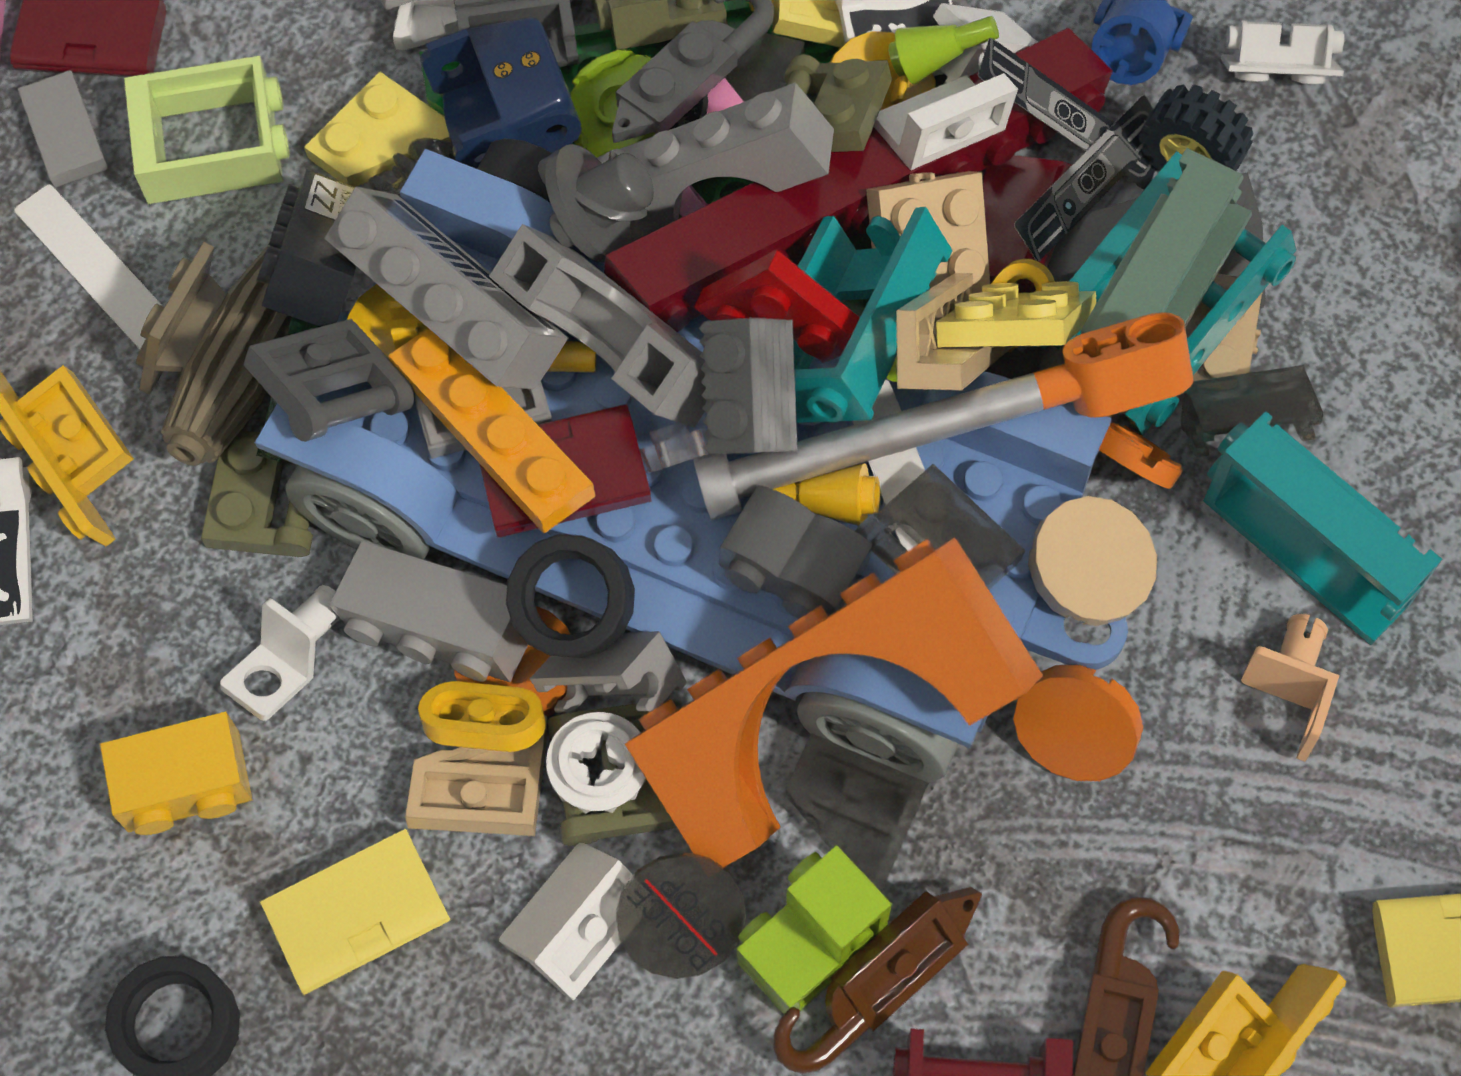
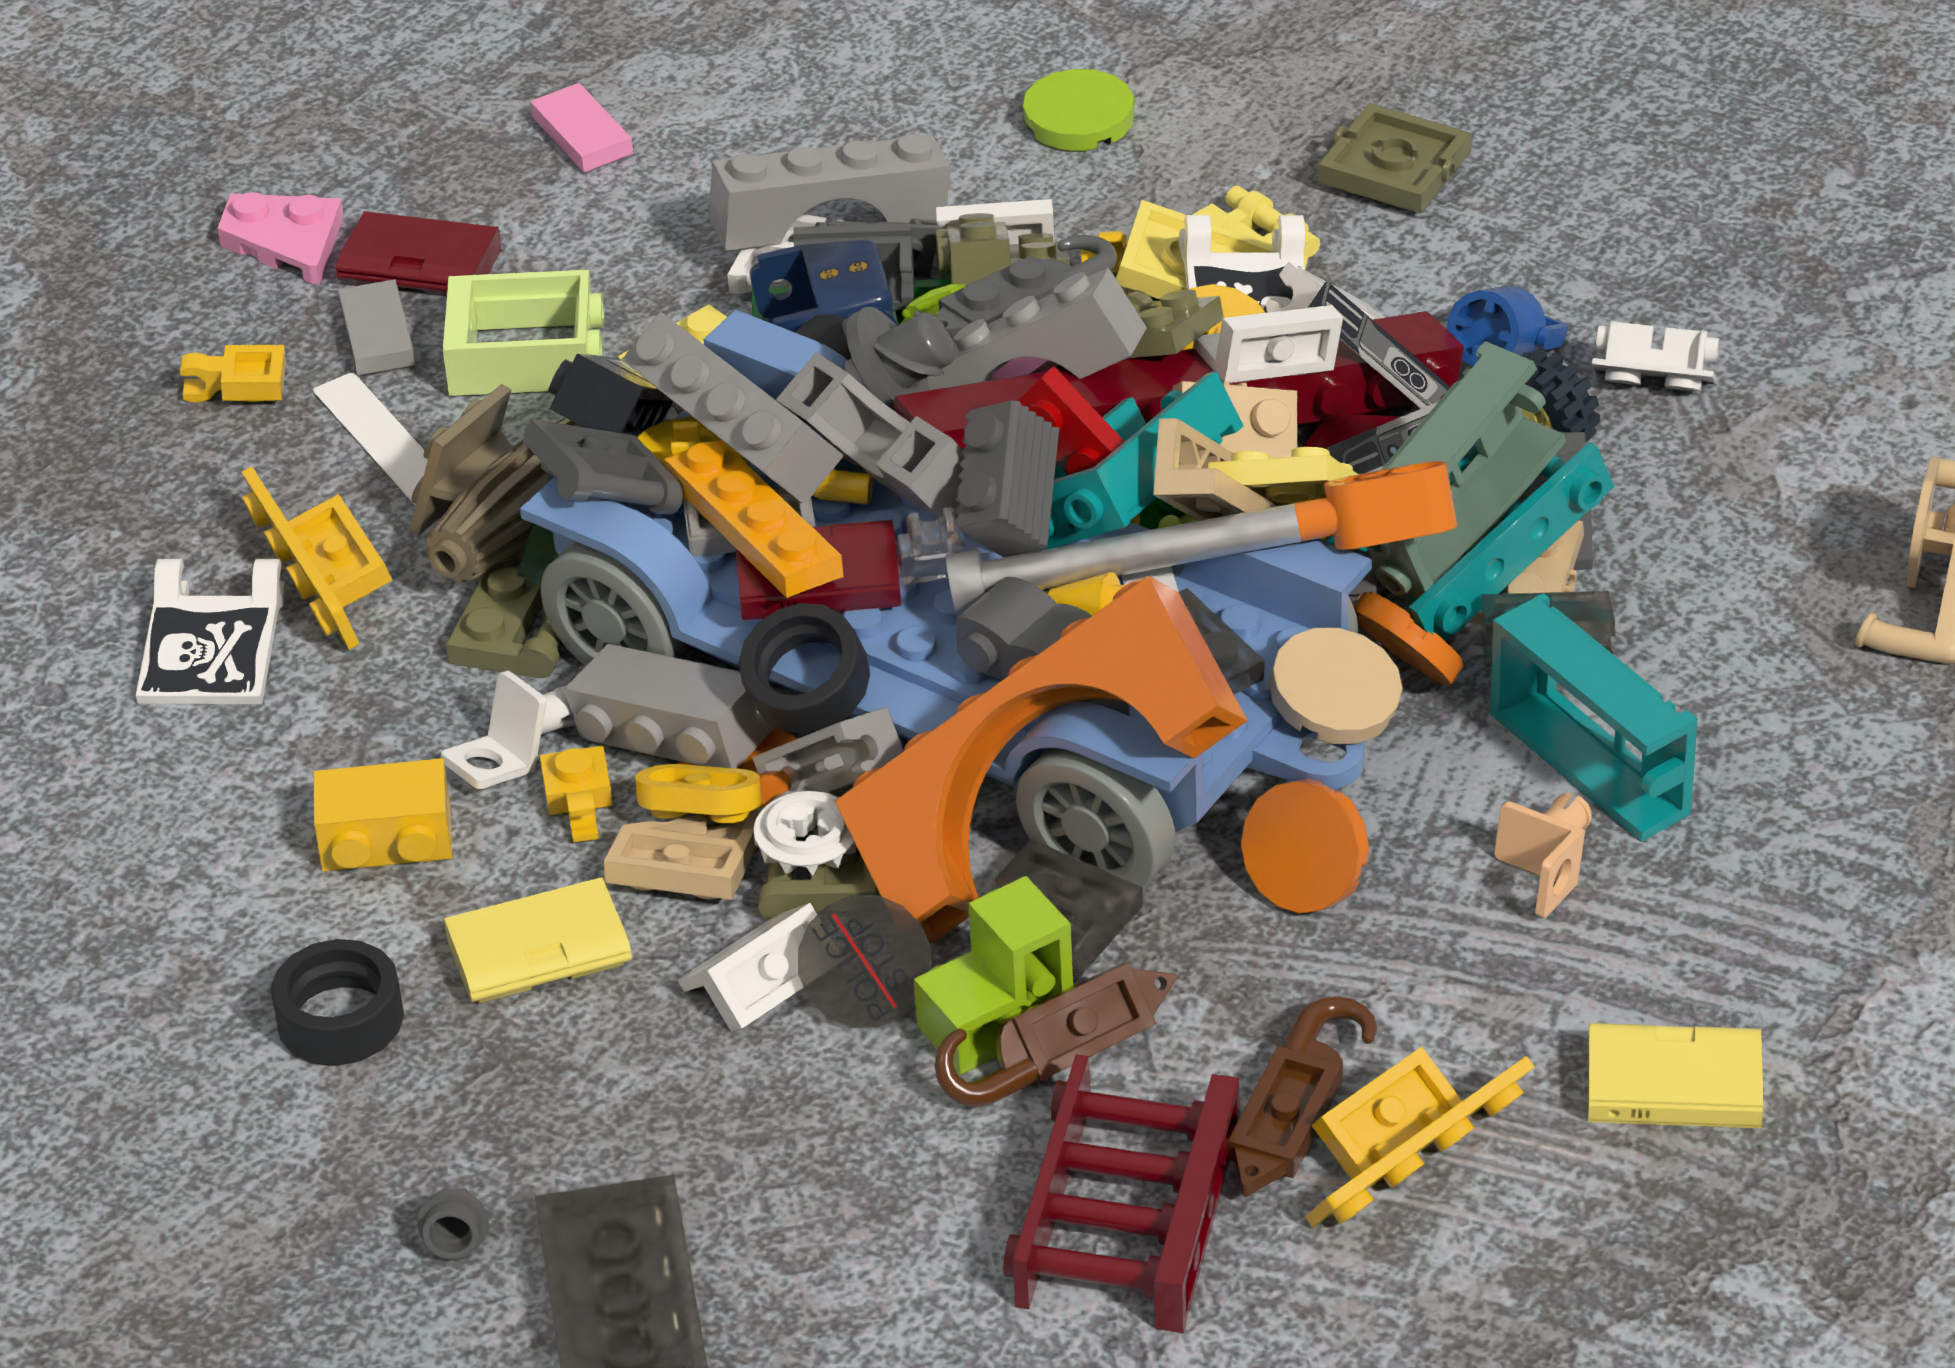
camera: 10 degrees right, 25 degrees down
(357, 701) = (577, 785): none -> yellow plate
(927, 48) = (1276, 290): lime cone -> none

